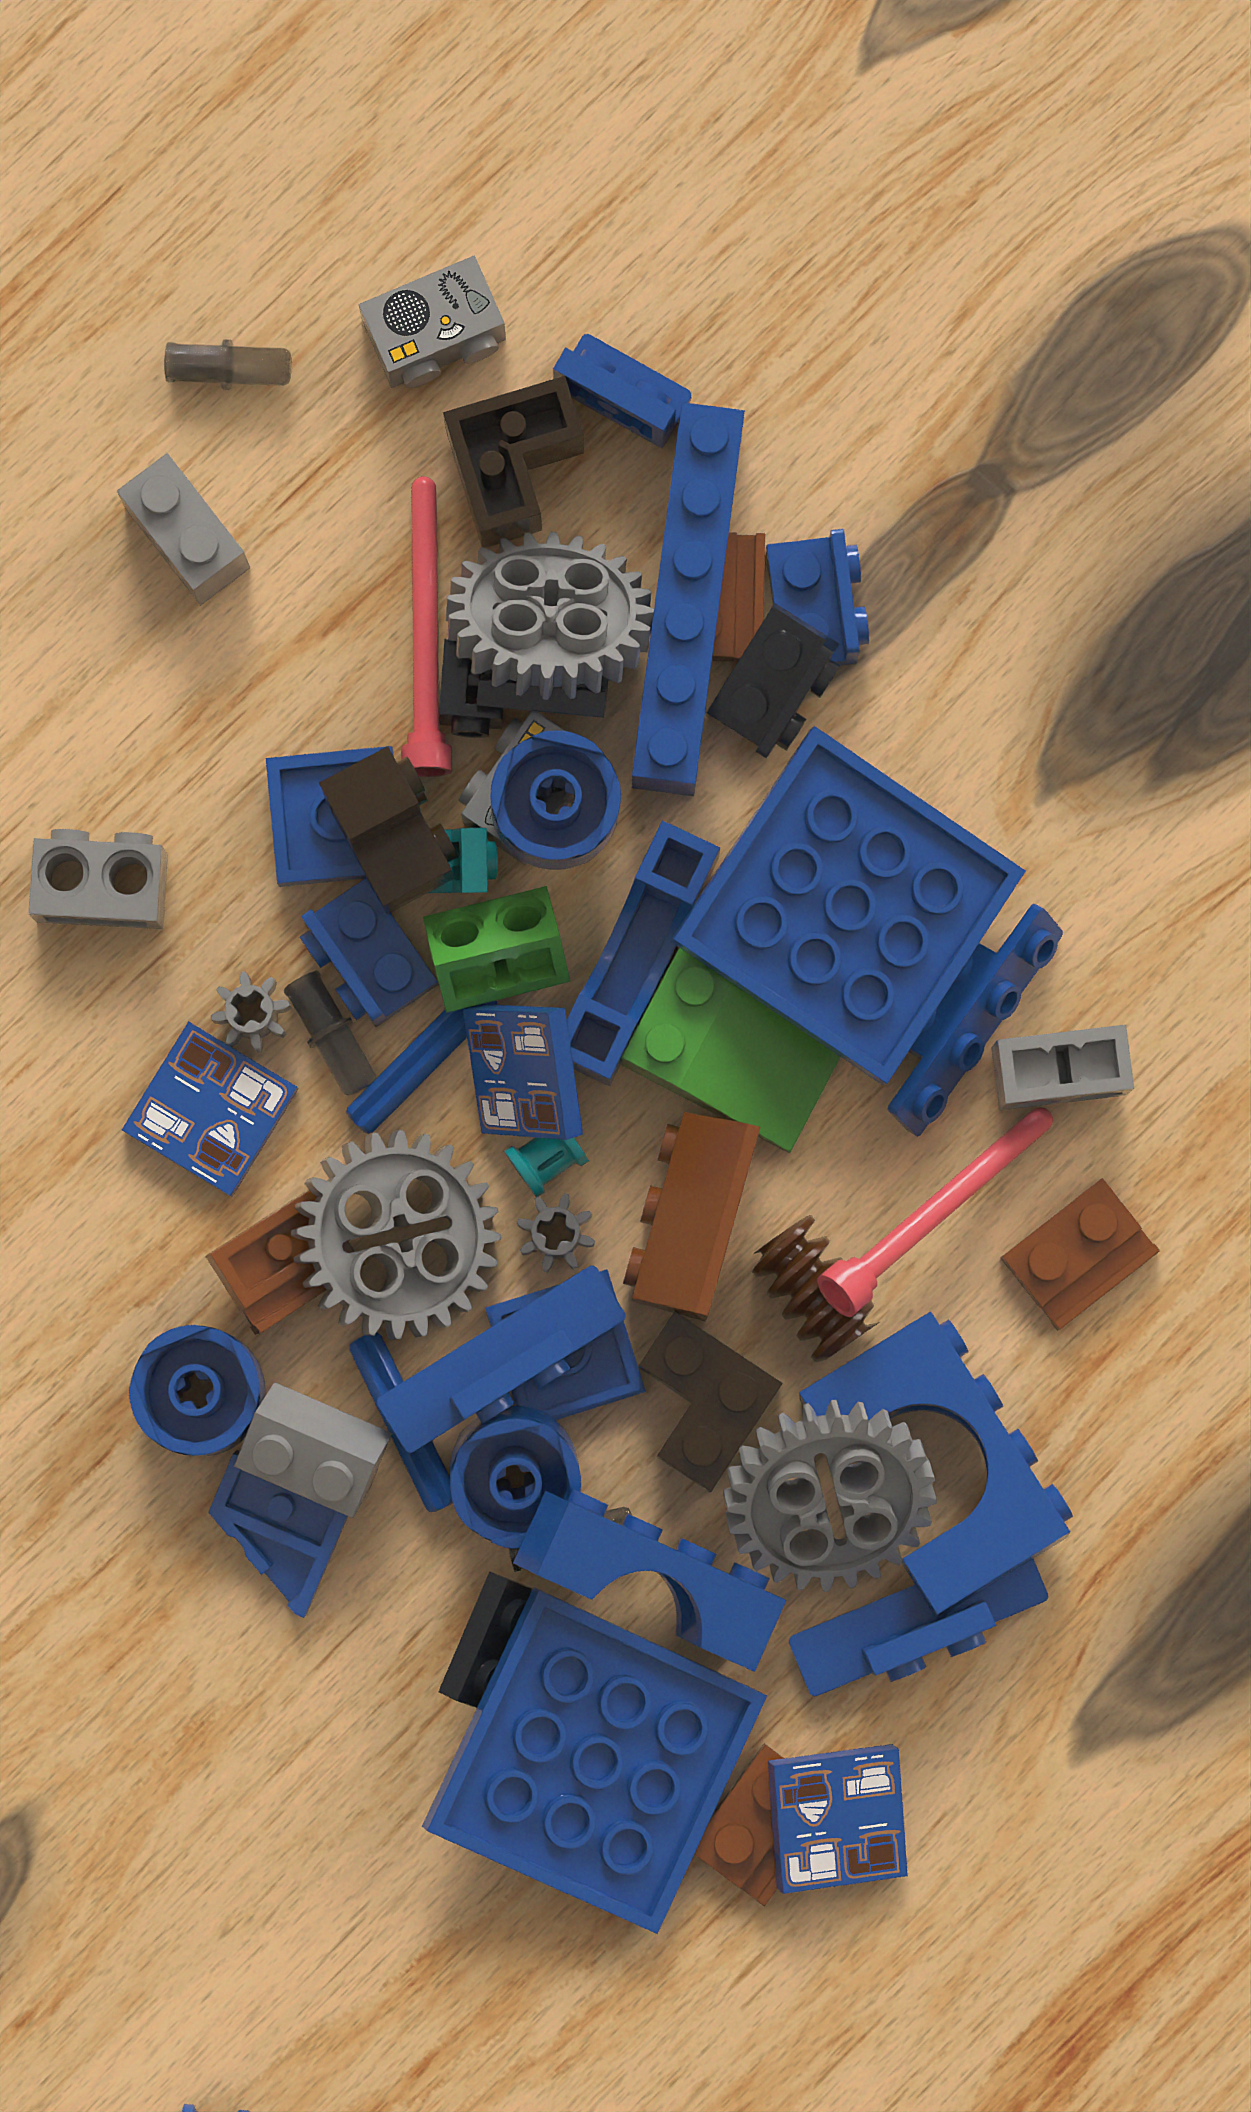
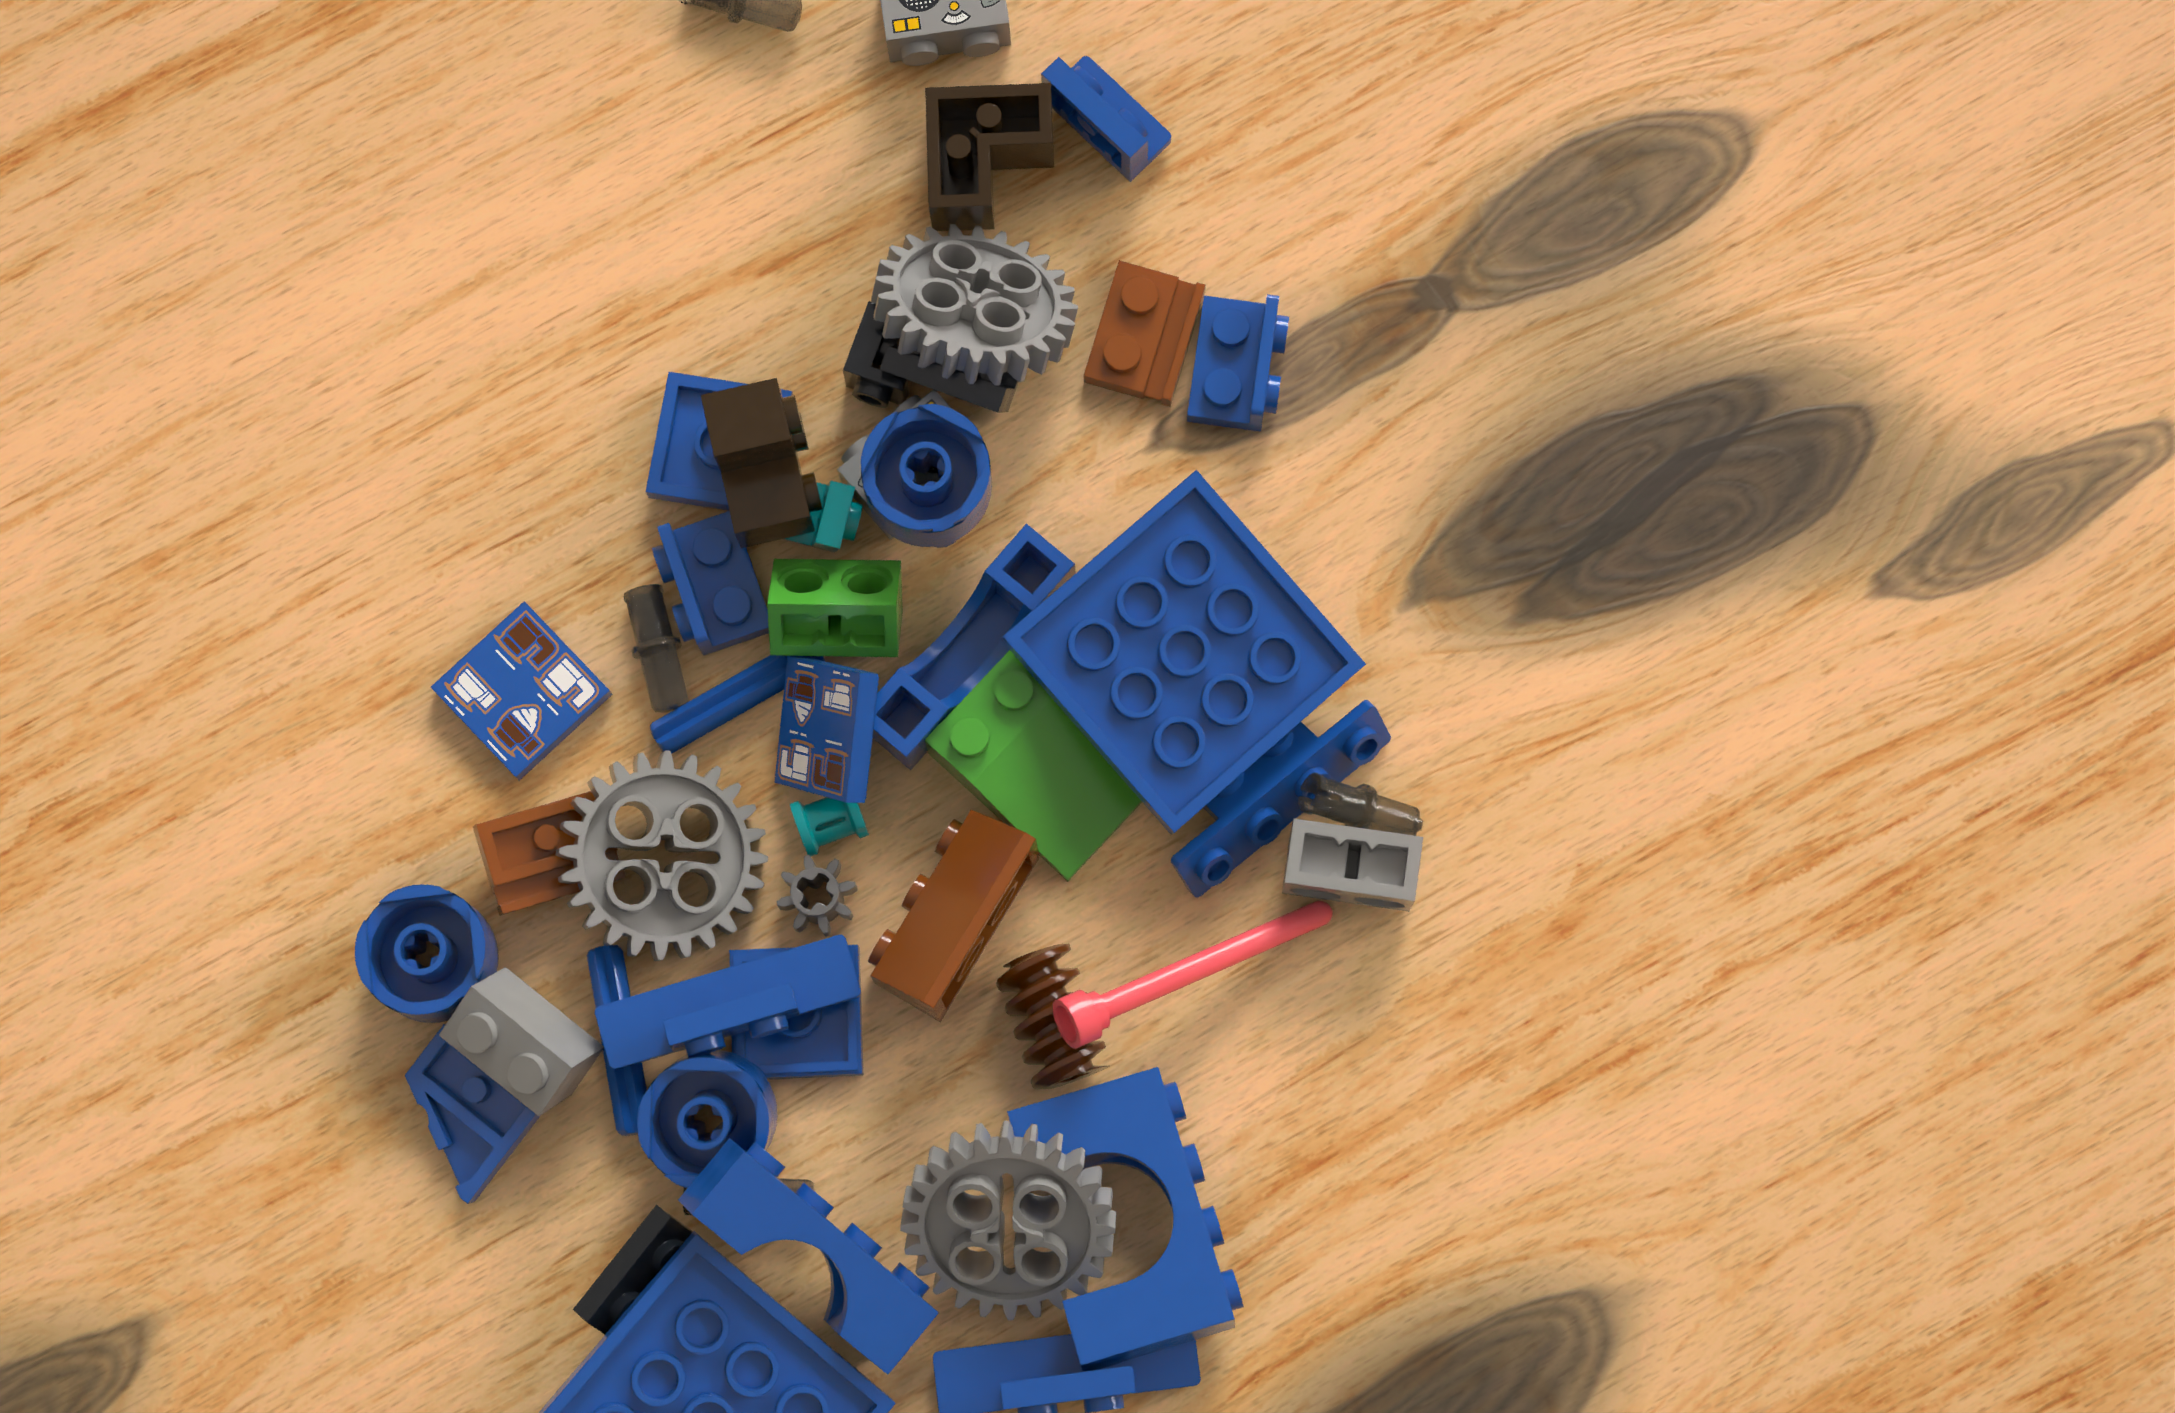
camera: 20 degrees right, 5 degrees down
(96, 898) = (470, 459): light grey brick -> none
(183, 529) = (653, 138): light grey brick -> none
(252, 1029) = (594, 593): light grey gear -> none
(426, 744) = (824, 405): coral piece -> none
(687, 599) = (1110, 325): blue arch -> none
(724, 1396) = (933, 1098): dark brown brick -> none
(774, 679) = (1175, 423): black bracket -> none
(1054, 1010) = (1358, 806): none -> clear smoke axle
(1080, 1254) = (1323, 1054): dark orange plate -> none

